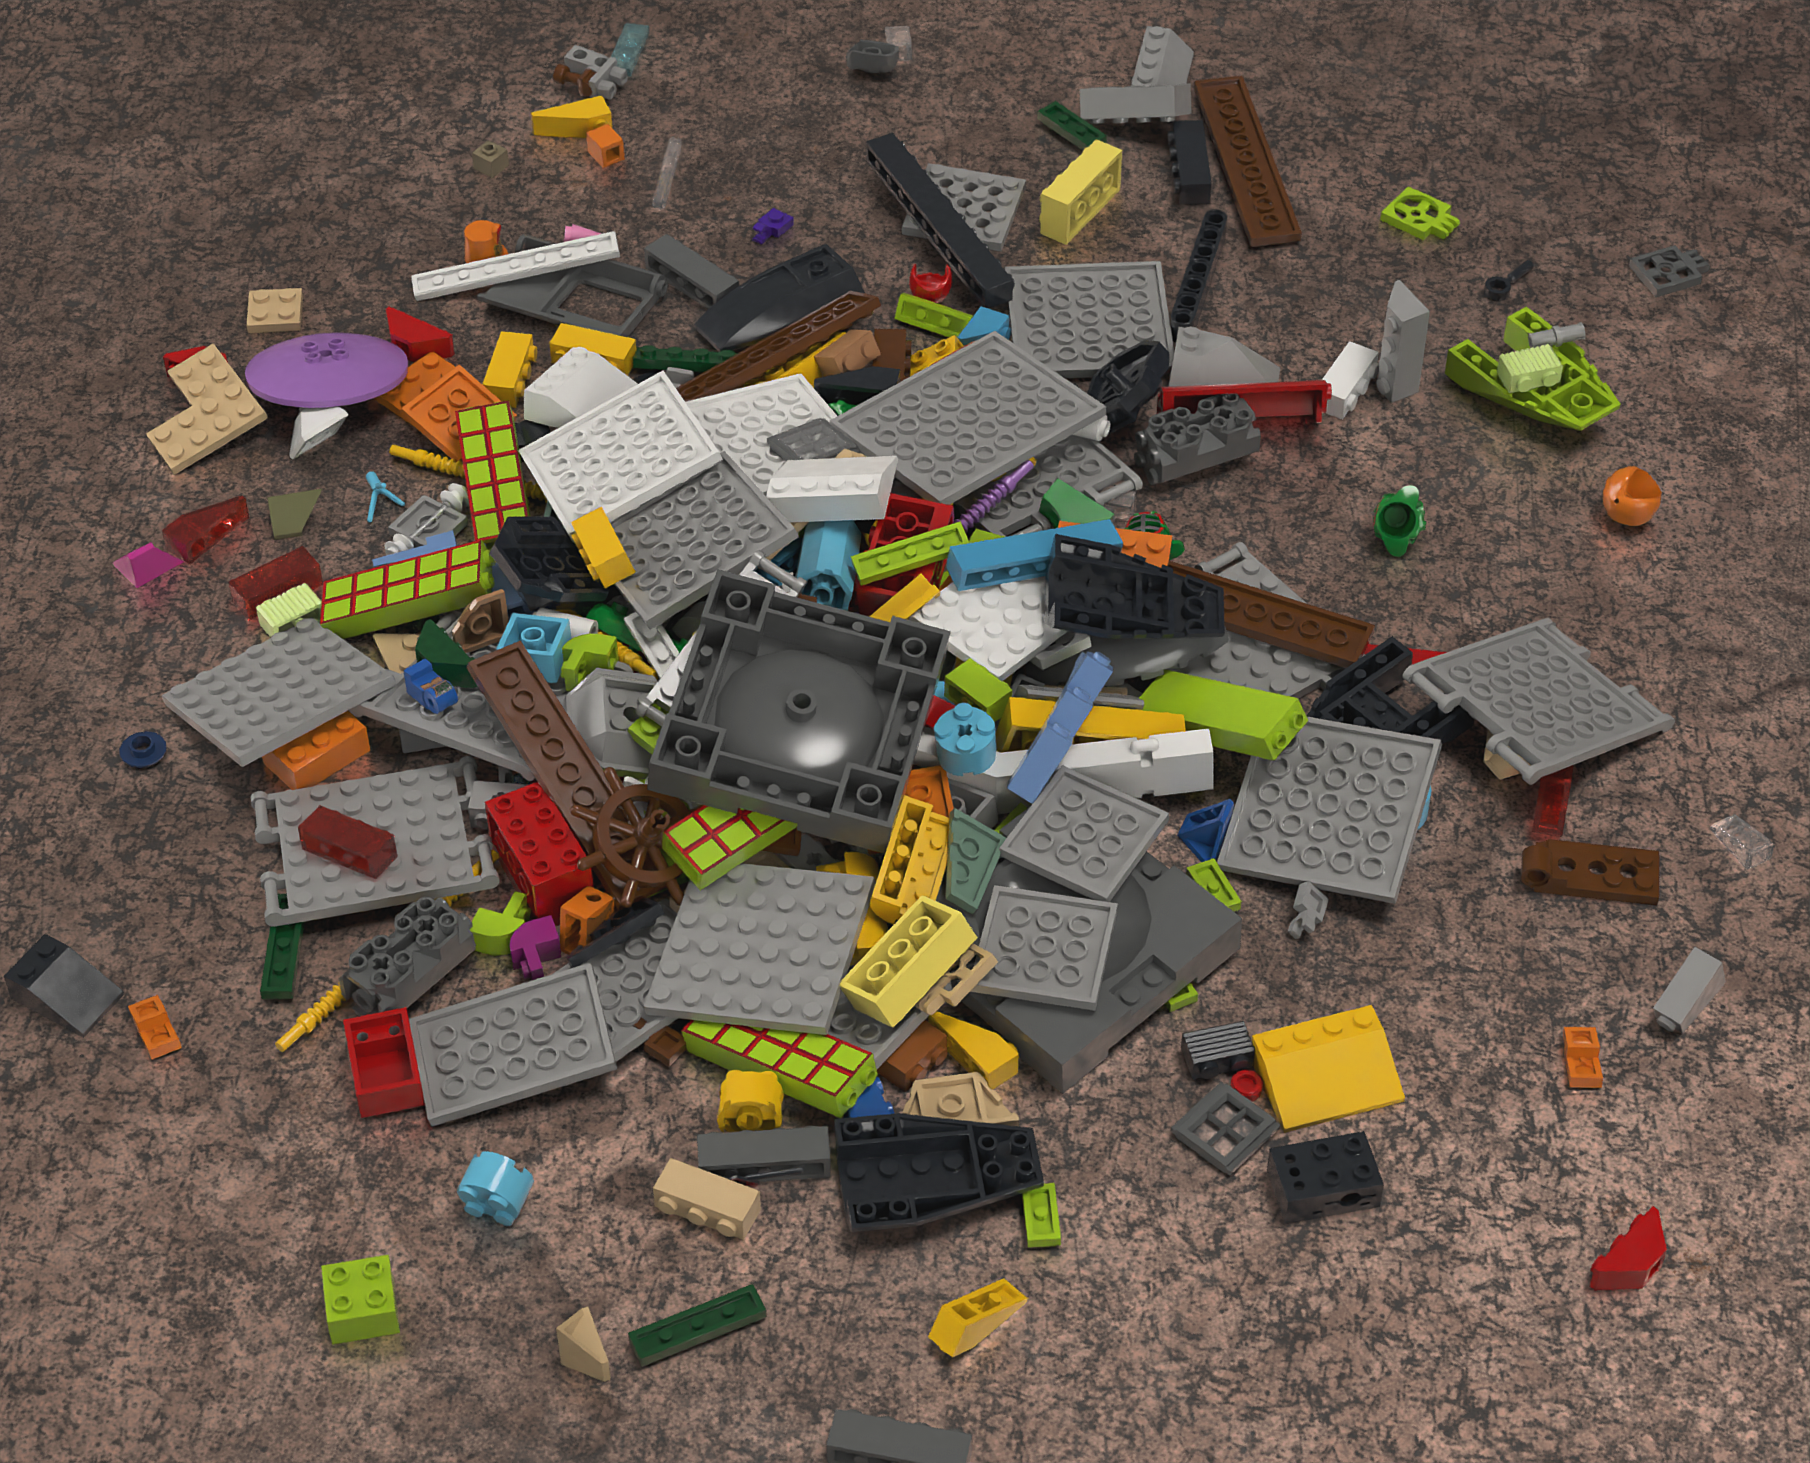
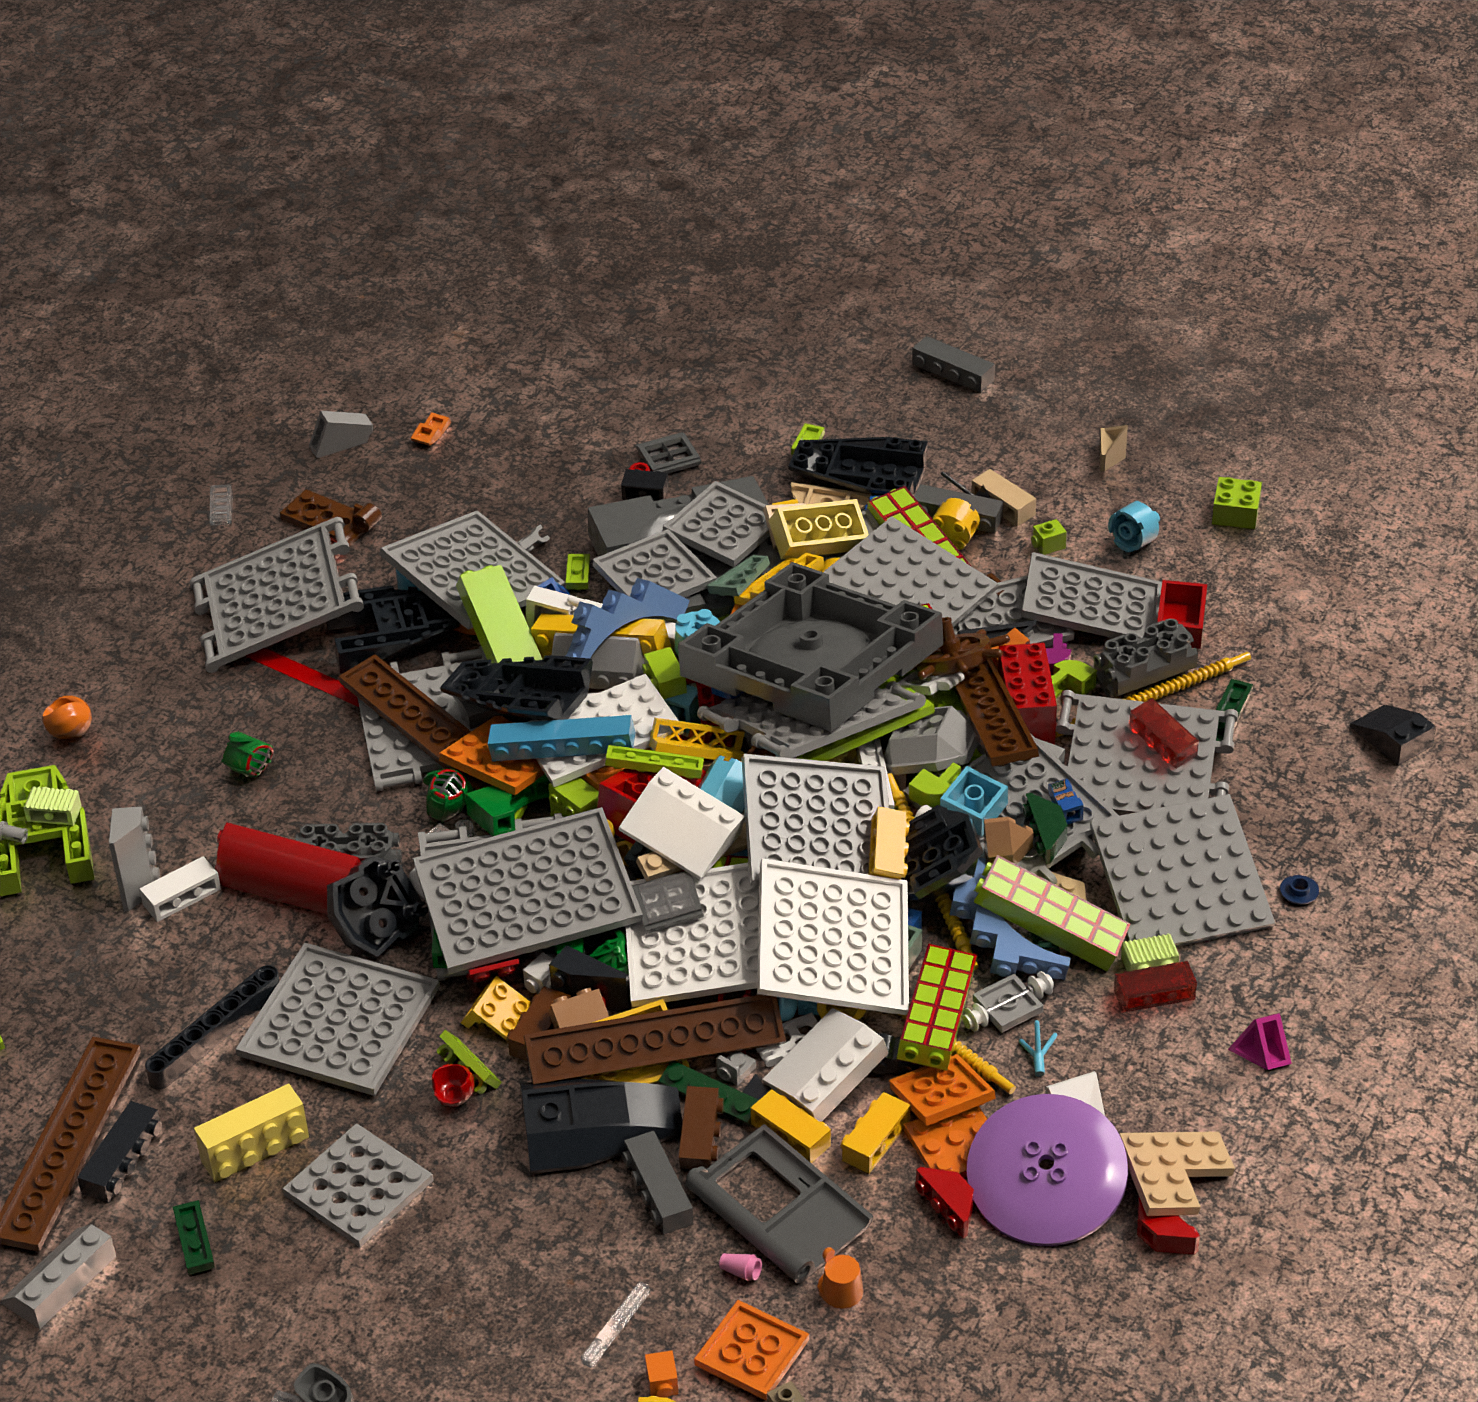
camera: 155 degrees left, 5 degrees down
(154, 1027) = (1332, 692): orange slope -> none
(202, 529) = (1205, 1057): clear red slope -> none
(274, 310) = (1072, 1287): tan plate -> none
(291, 512) = (1121, 1058): olive slope -> none
(515, 266) = (822, 1236): white tile -> none
(539, 185) = (751, 1349): none -> orange plate
(613, 1147) = (1049, 537): none -> lime brick
(675, 315) = (700, 1127): none -> reddish brown brick
(697, 1325) = (1038, 445): dark green plate -> none
(772, 223) = (549, 1225): dark purple plate -> none
(940, 221) = (402, 1146): black brick -> none
(974, 1316) = (876, 404): yellow slope -> none
(983, 323) = (430, 1026): dark azure slope -> none
(1135, 102) = (120, 1213): light grey wedge -> none
(1217, 359) = (269, 925): light grey wedge -> none
(1317, 1173) = (632, 409): black piece -> none
(1327, 1068) = (585, 464): yellow slope -> none
(1632, 1257) = (493, 335): red slope -> none

